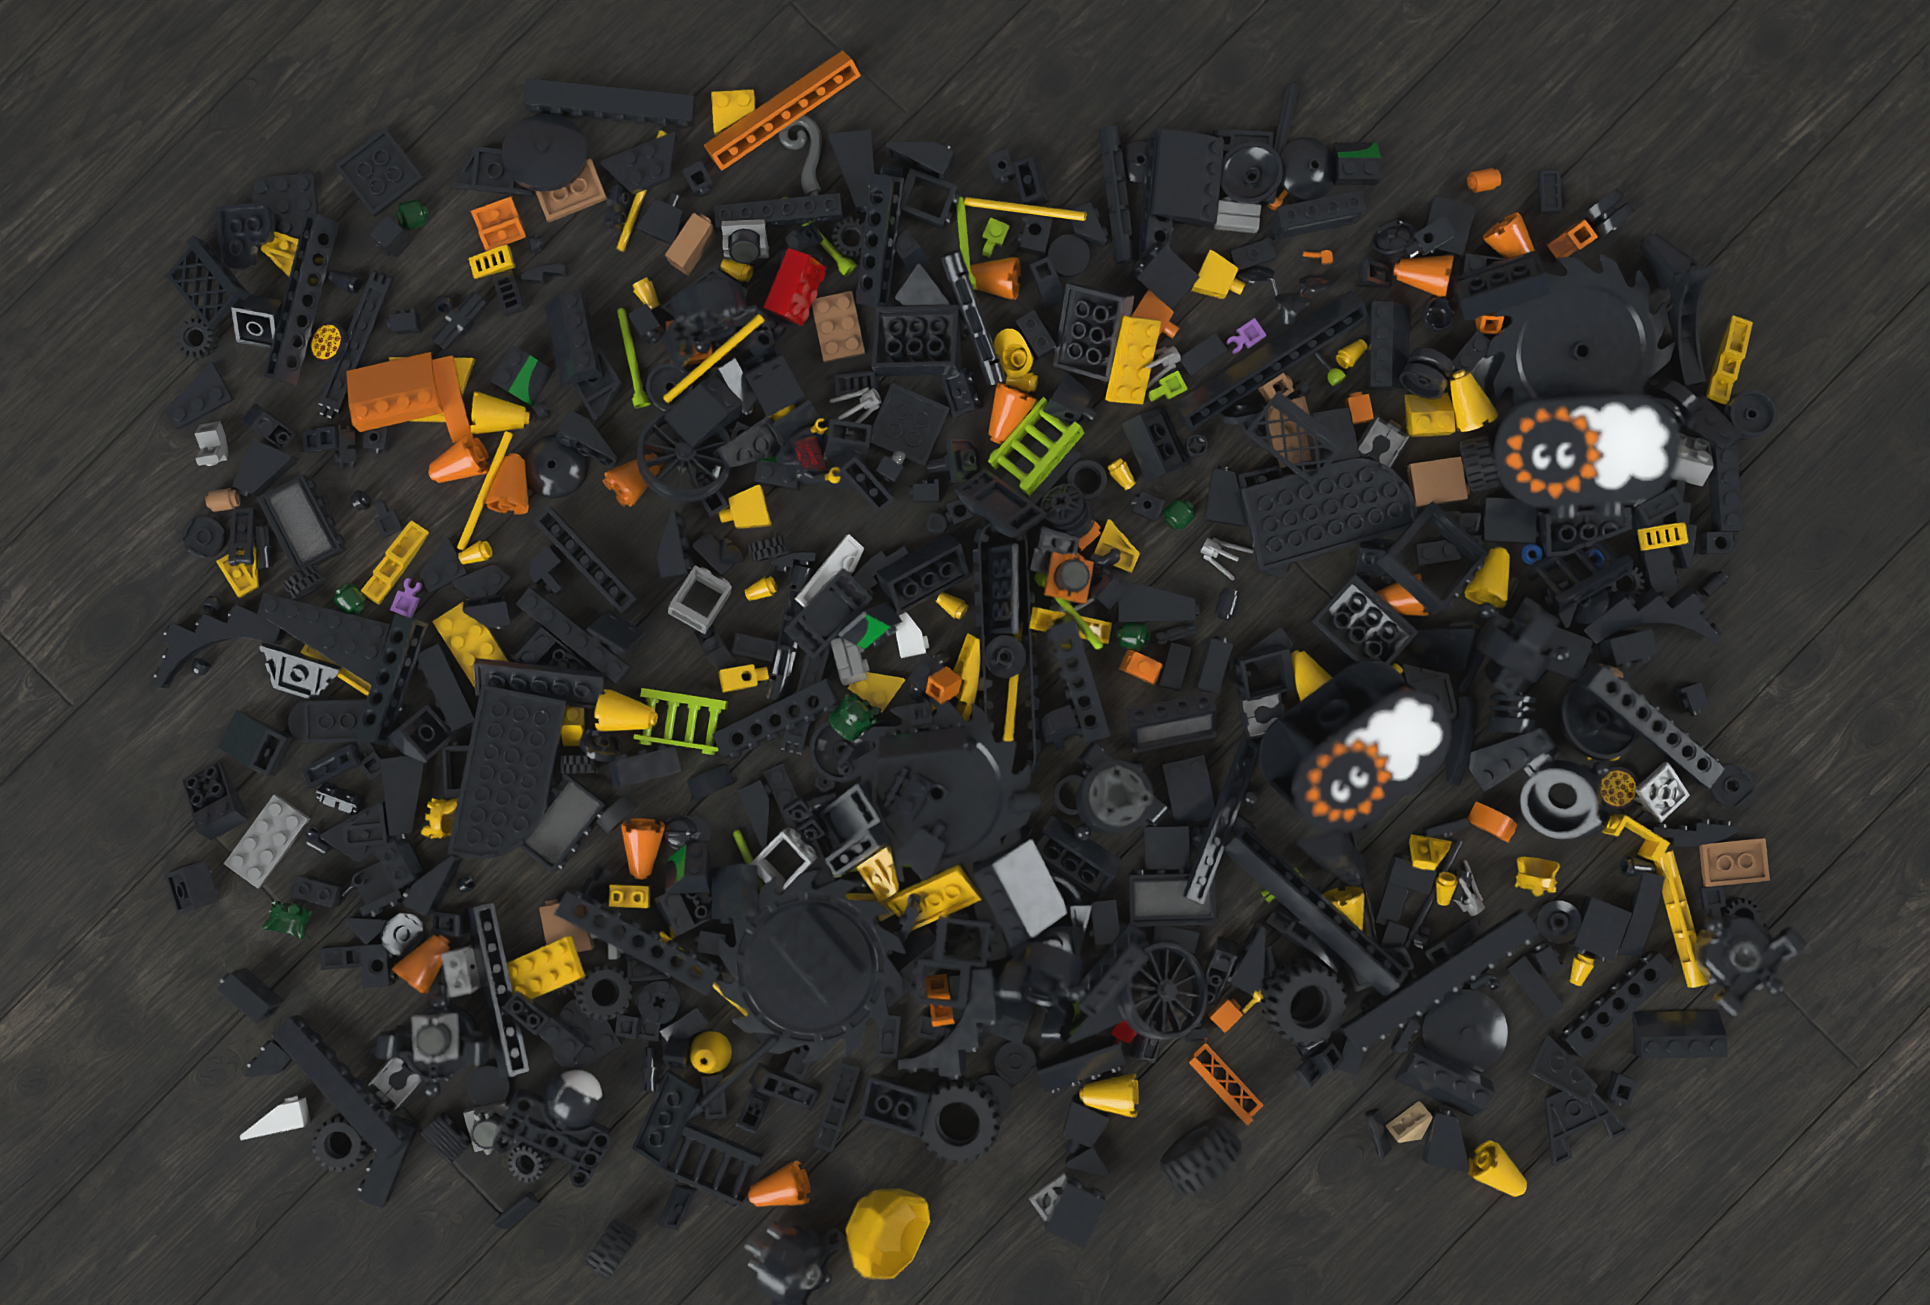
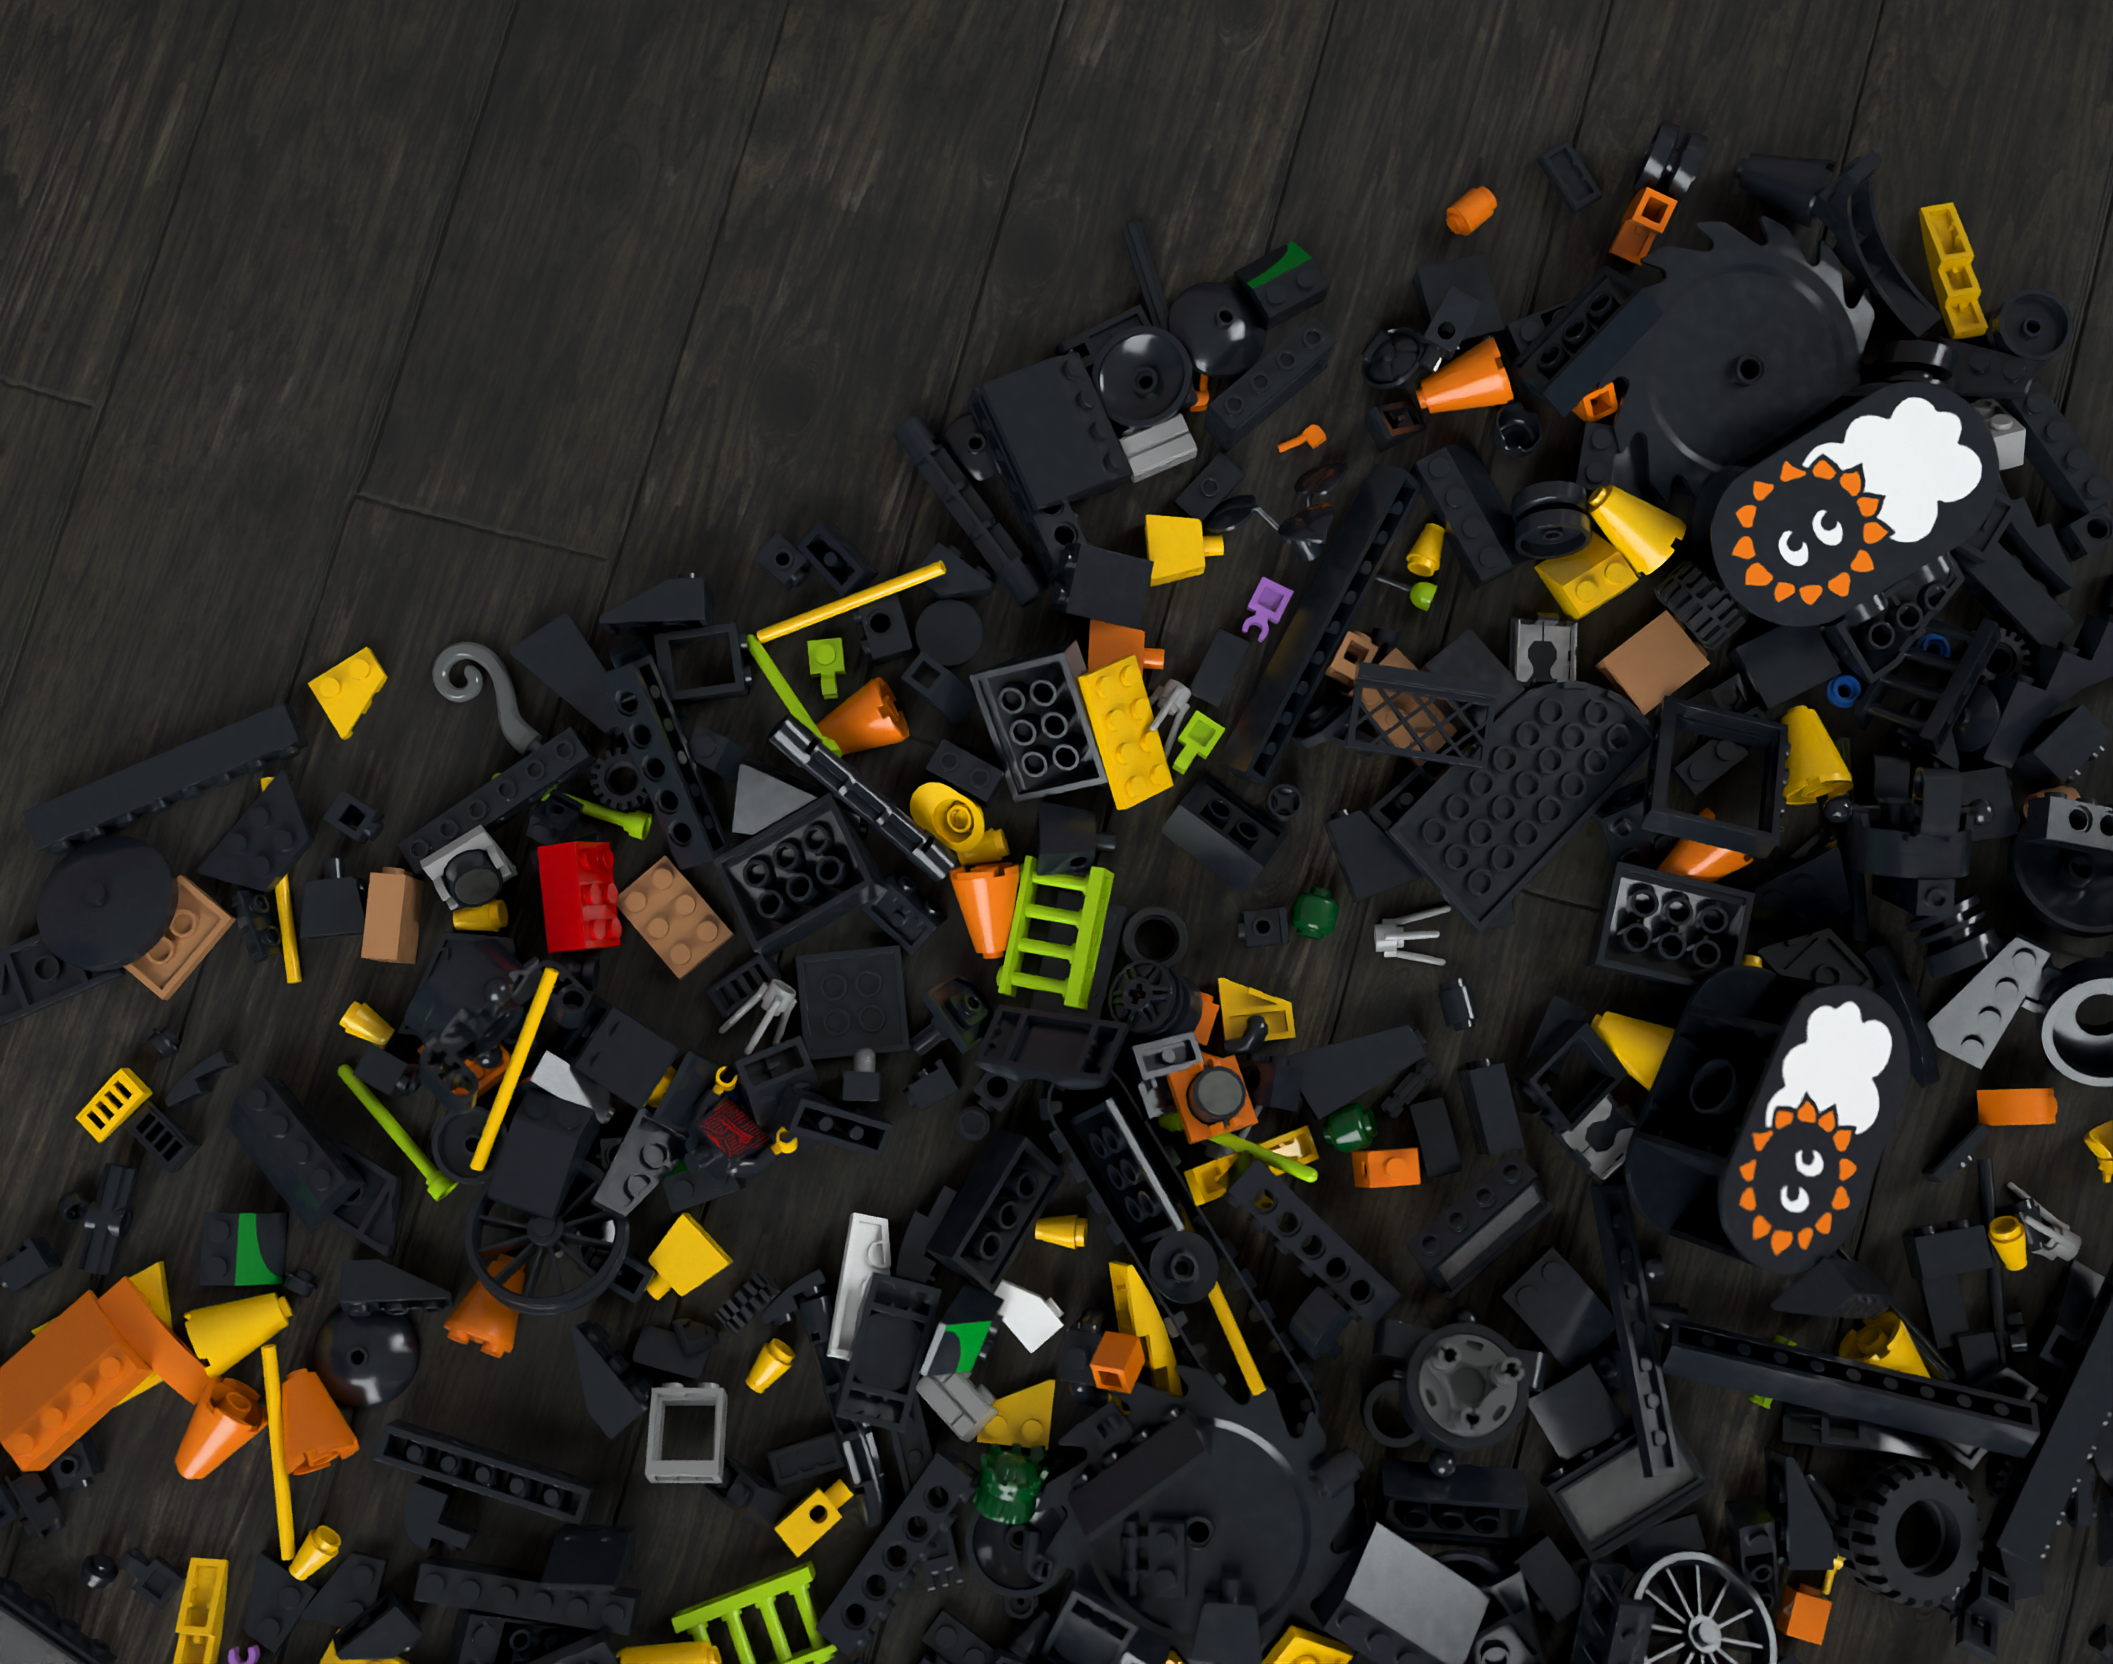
camera: 30 degrees left, 5 degrees down
(498, 223) = (94, 1042): orange slope -> none
(782, 110) = (423, 654): orange brick -> none
(1121, 473) = (1199, 901): yellow cone -> none
(1359, 407) = (1483, 619): orange brick -> none
(1427, 852) = (1952, 1204): yellow wing -> none
(1509, 237) = (1554, 269): orange cone -> none
(1681, 534) = (2032, 550): yellow slope -> none

